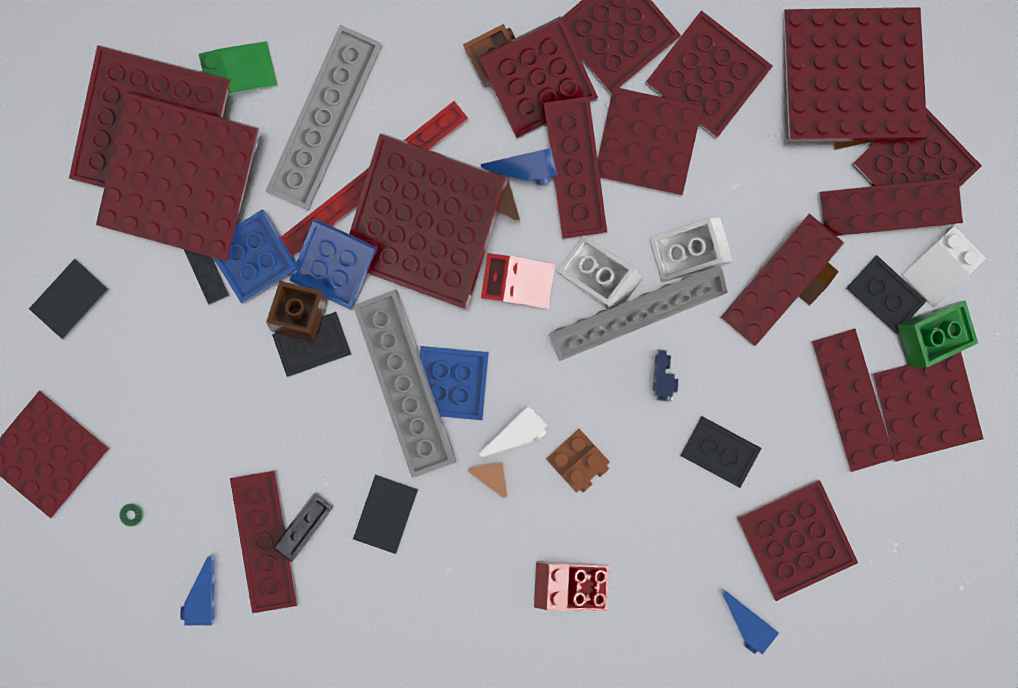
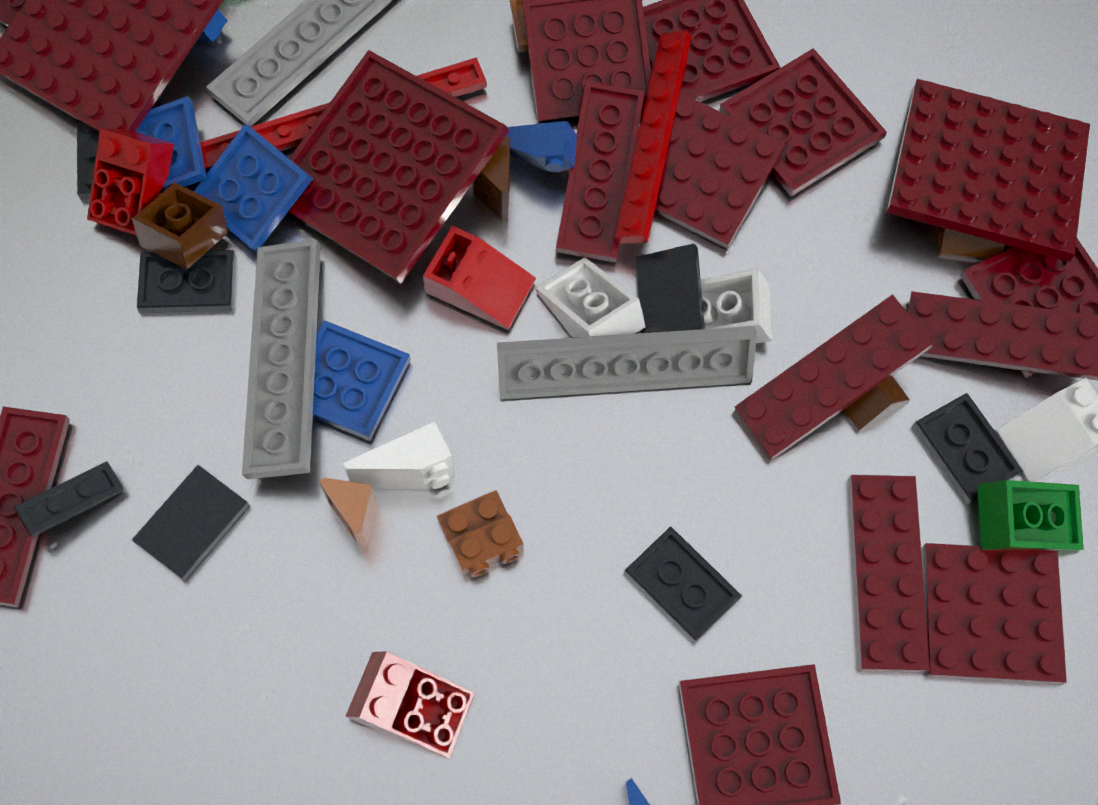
camera: 20 degrees right, 20 degrees down
(245, 287) = (126, 176): none -> red slope
(606, 129) = (653, 138): none -> red plate
(653, 248) = (671, 290): none -> black tile
(663, 383) = (633, 457): dark blue plate -> none

